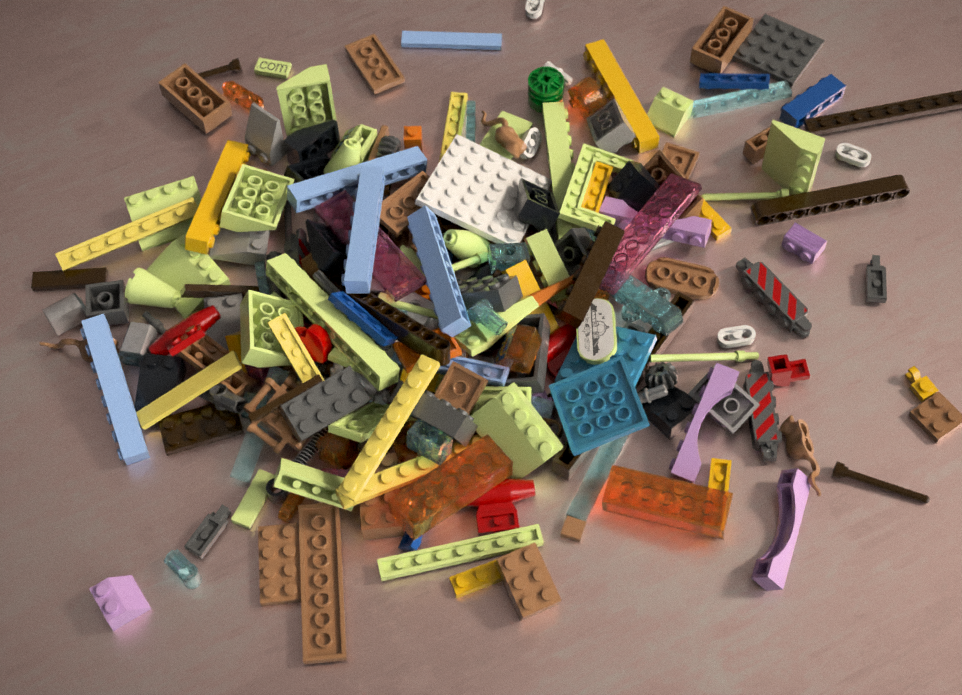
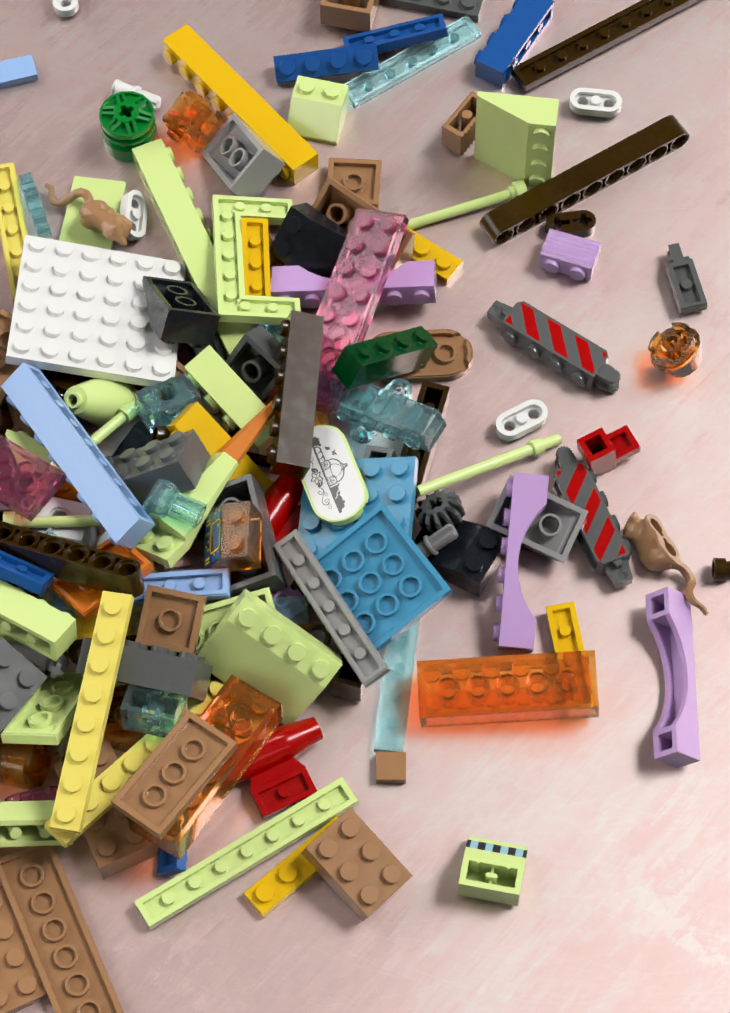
camera: 20 degrees left, 5 degrees up
(426, 483) = (174, 774): none -> medium nougat plate
(567, 413) = (331, 608): none -> light grey tile
(616, 616) = (492, 870): none -> yellowish green slope
(657, 269) = (384, 357): none -> dark green brick
(685, 85) = (326, 62): none -> blue plate
(813, 223) = (571, 223): none -> dark brown beam
(855, 322) = (676, 350): none -> clear orange cone

